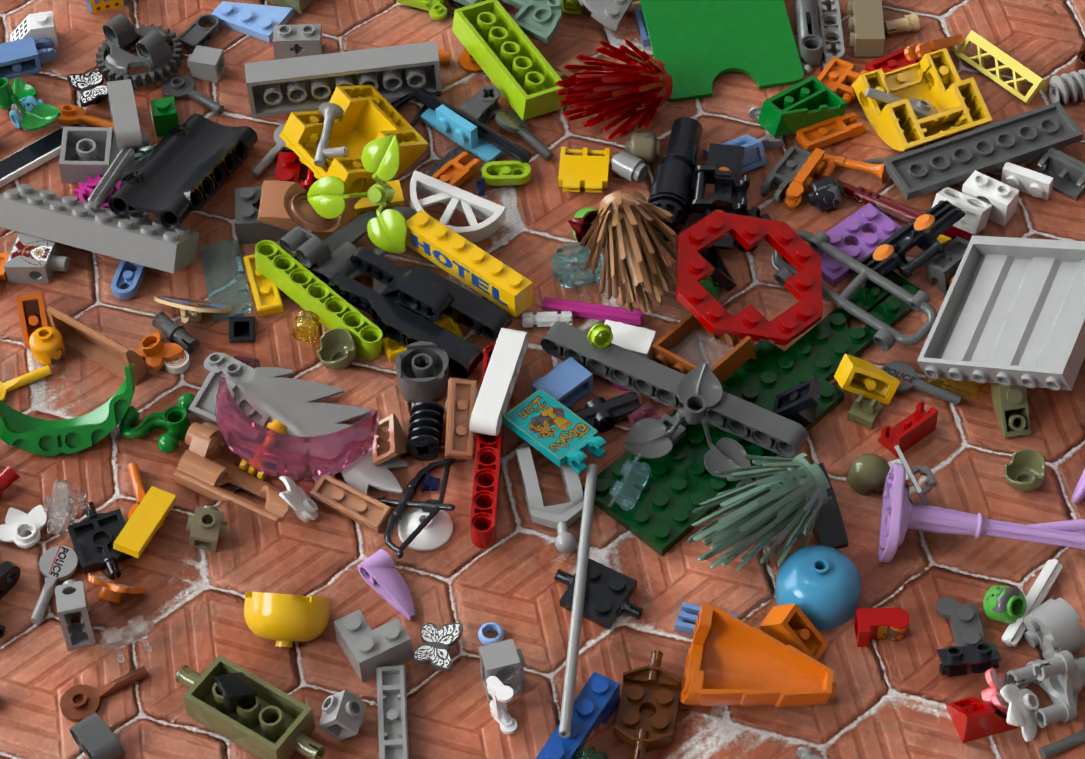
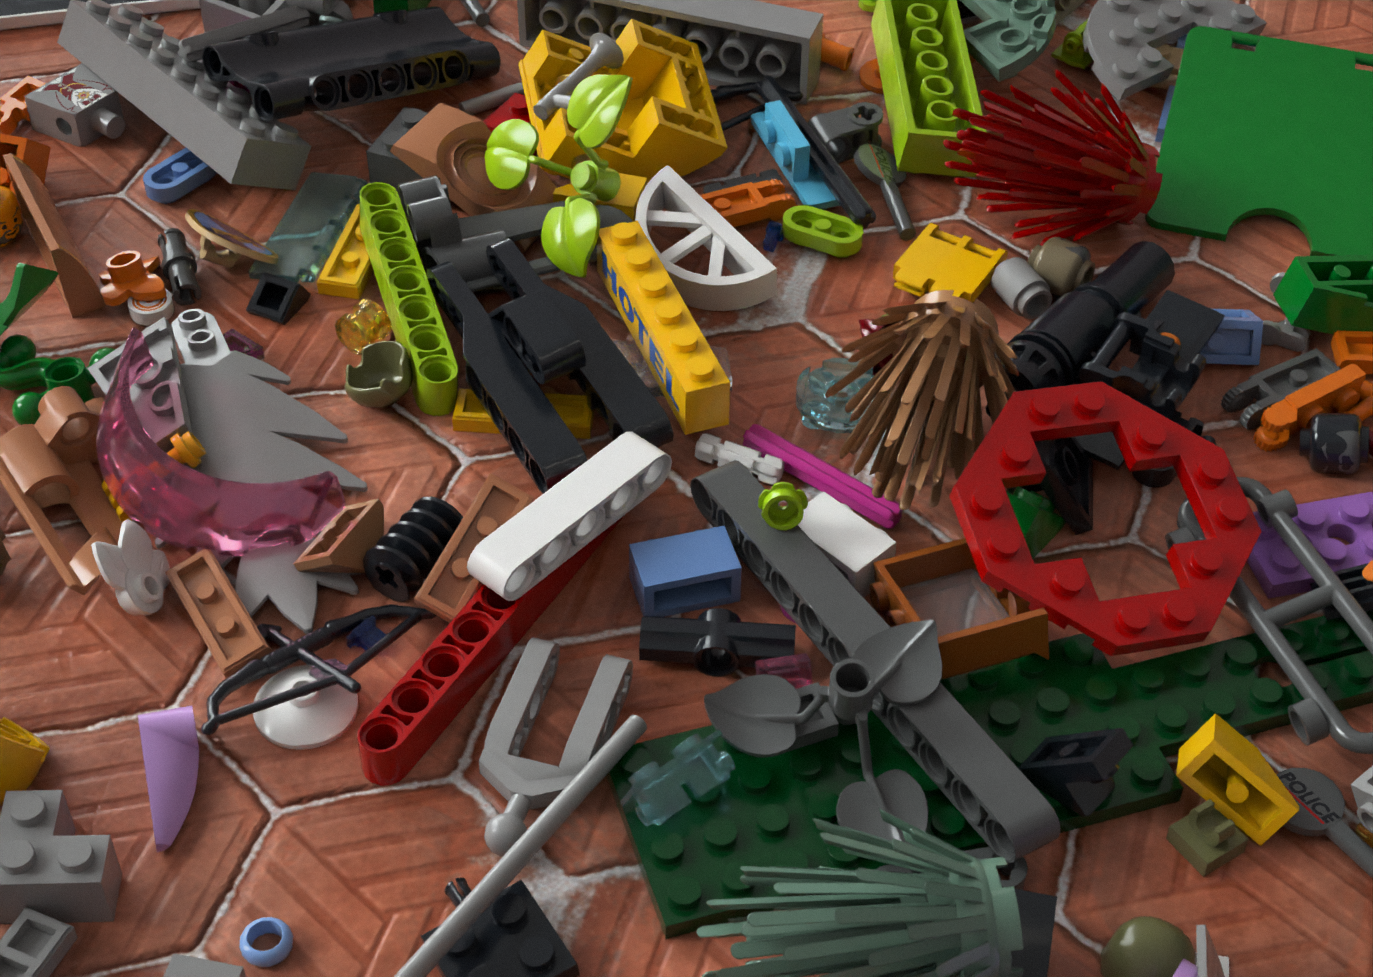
camera: 25 degrees right, 5 degrees down
(423, 372) = (472, 446): dark grey brick -> none
(437, 644) = (154, 920): dark grey animal -> none
(554, 430) = (610, 632): teal tile -> none
(909, 430) = (1274, 911): red hinge -> none

